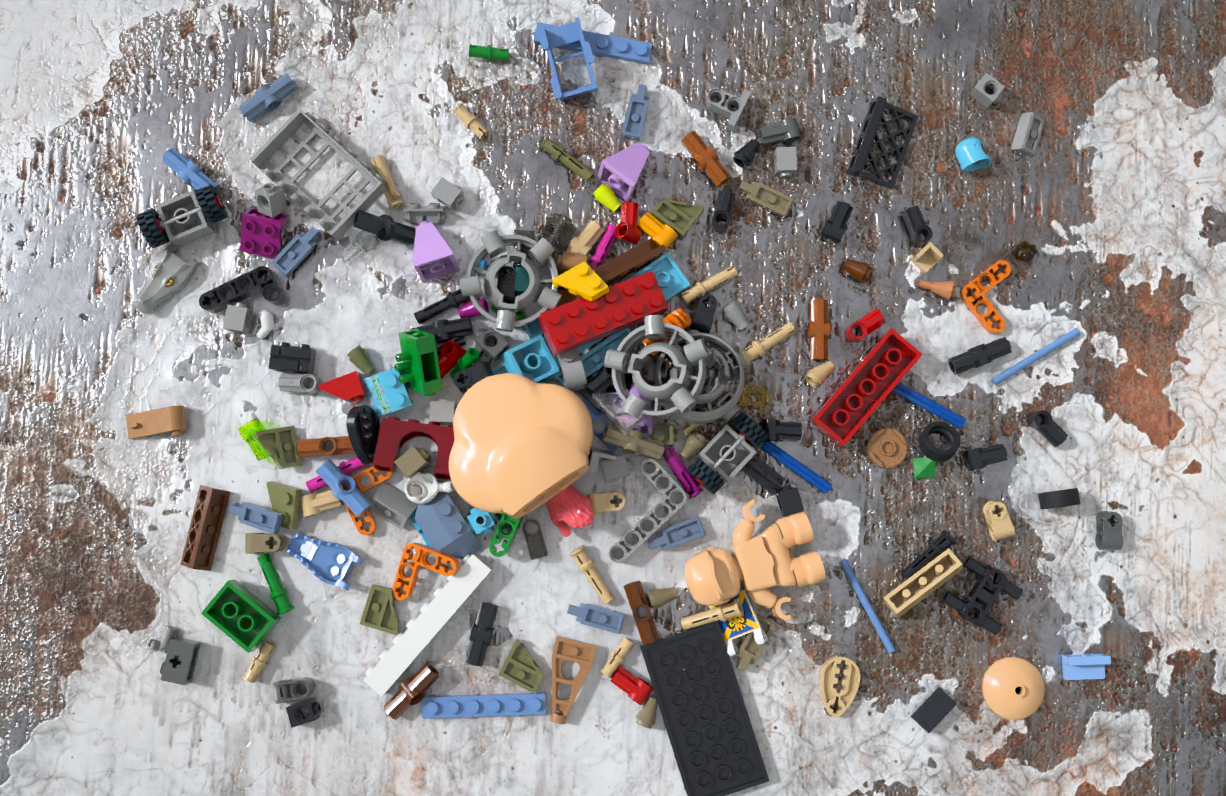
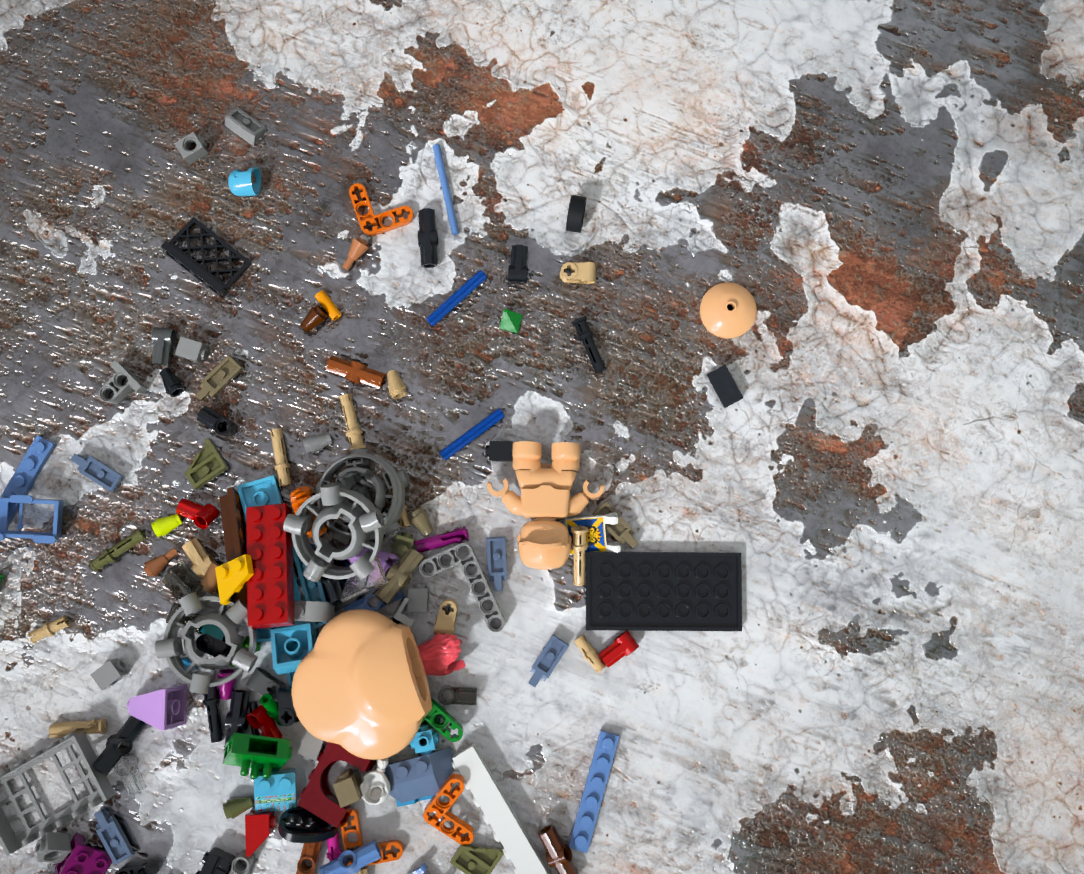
camera: 70 degrees left, 0 degrees up
(392, 506) = (384, 819): light grey panel -> none
(432, 213) = (117, 709): light grey hinge -> none
(481, 634) = (528, 773): black piece -> none
(496, 351) = (271, 678): dark grey brick -> none
(521, 668) = (571, 745): olive wing -> none
(565, 201) = (155, 566): none -> nougat cone
(573, 651) = (571, 692): medium nougat plate -> none
(587, 566) = (498, 654): tan pin -> none
(603, 247) = (211, 542): dark pink pin -> none
(624, 170) = (145, 500): lavender slope -> none
(645, 625) = (541, 618): reddish brown piece -> none
(647, 714) = (648, 642): dark tan cone -> none
(659, 233) = (213, 489): light orange piece -> none
(660, 597) = (548, 595): dark tan cone -> none
(704, 317) = (308, 473): black piece -> none
(705, 159) = (163, 422): dark orange piece -> none
(727, 453) = (437, 493): brick -> none
(745, 400) = (388, 455): clear yellow brick -> none
(763, 474) = (468, 466): black hinge -> none
(782, 430) = (433, 442): black piece -> none
(835, 226) = (267, 325): black piece -> none
(850, 682) = (679, 451): tan piece -> none
(865, 325) = (366, 329): red piece -> none
(865, 387) = (421, 349): red brick -> none
(867, 605) = (615, 413): medium blue piece -> none
(876, 279) = (328, 305): none -> light orange hinge
(887, 447) = (482, 347): medium nougat tile -> none
(916, 224) = (291, 253): black piece -> none
(923, 583) = (611, 358): tan brick -> none
(927, 257) = (324, 253): tan panel -> none
(945, 430) = (501, 306): black tyre -> none
(982, 595) = (639, 309): black piece -> none
(1025, 251) = (349, 166): dark brown plant -> none
(1048, 428) = (512, 200): black piece -> none
(1084, 666) = (728, 242): light blue panel -> none
(1109, 533) = (621, 180): dark grey piece -> none

